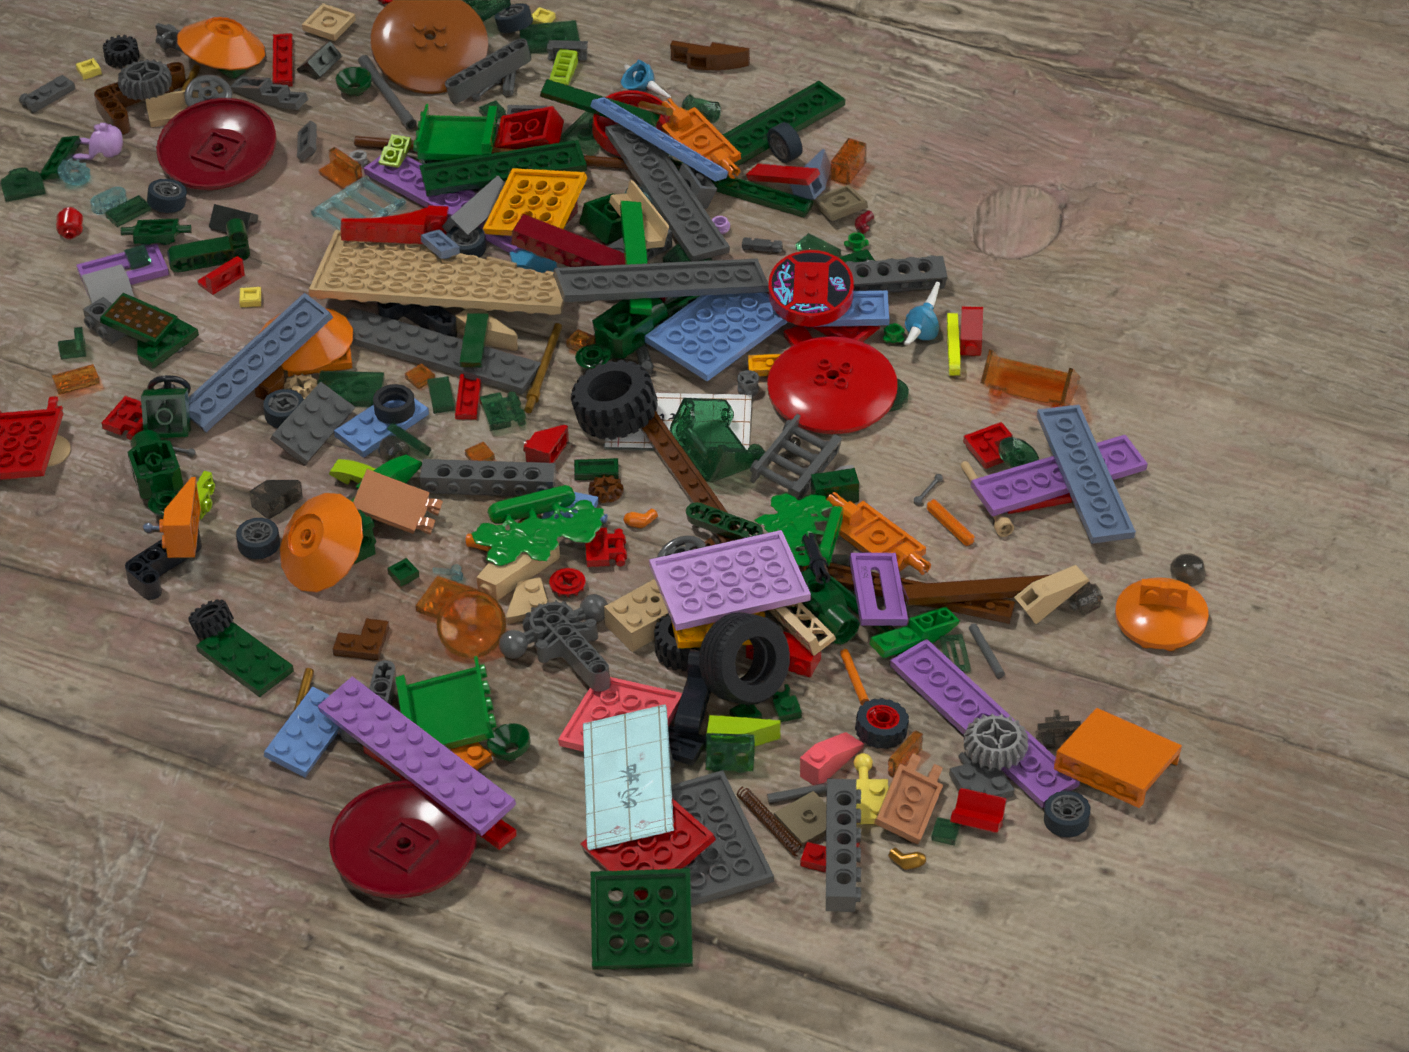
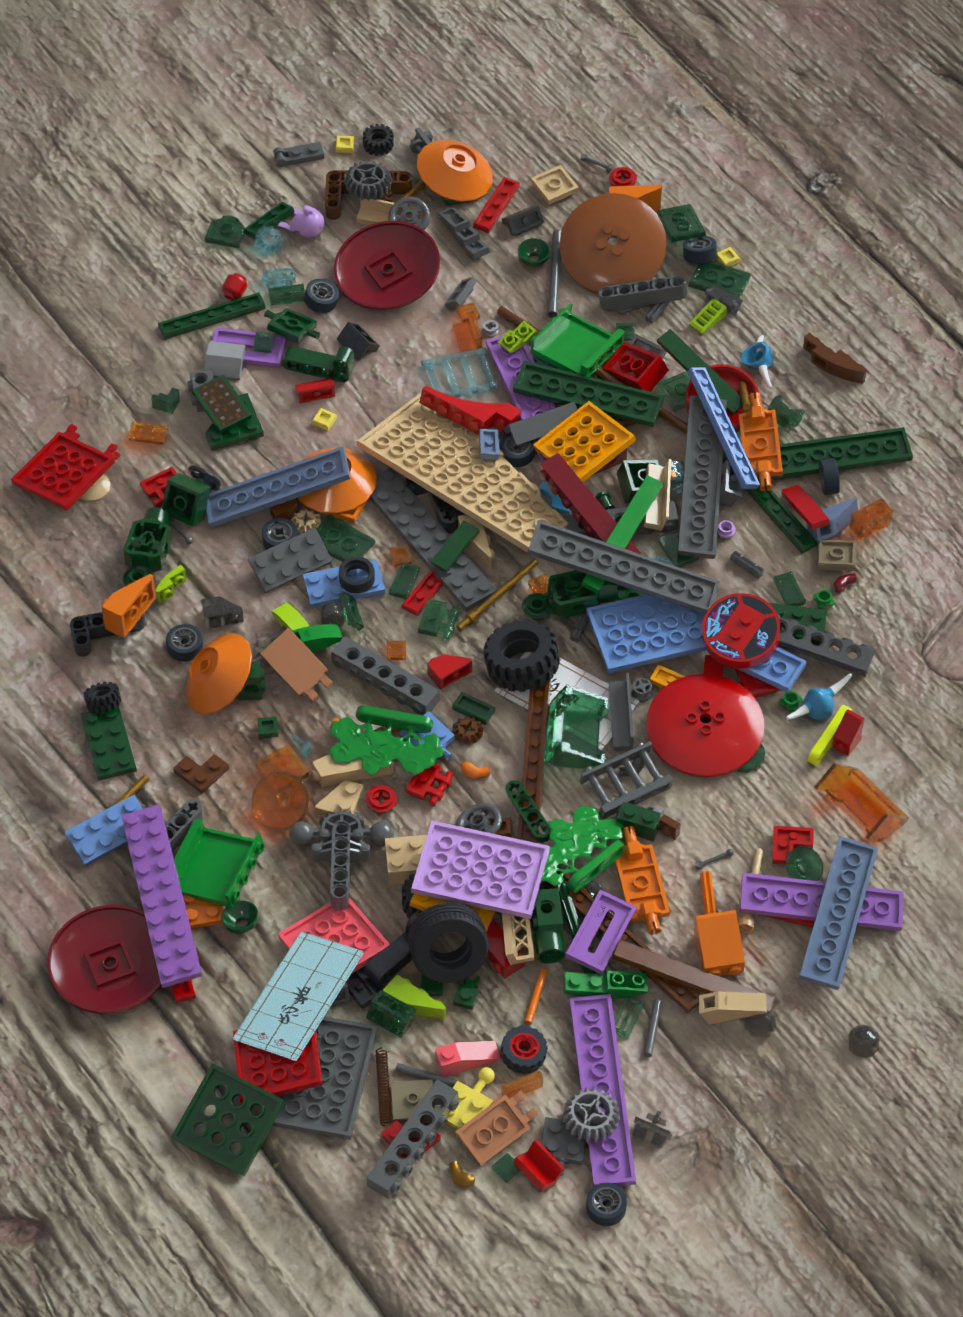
camera: 30 degrees right, 10 degrees up
(62, 258) = (211, 316): none -> dark green tile
(321, 155) = (462, 311): none -> clear orange tile
(748, 409) = (621, 715): none -> dark grey panel
(817, 563) = (558, 889): black pin -> none
(868, 479) = (669, 827): none -> reddish brown plate
(994, 548) = (719, 943): none -> orange slope
(1116, 756) = (676, 1177): orange panel -> none
(1161, 613) = (812, 1068): orange bracket -> none

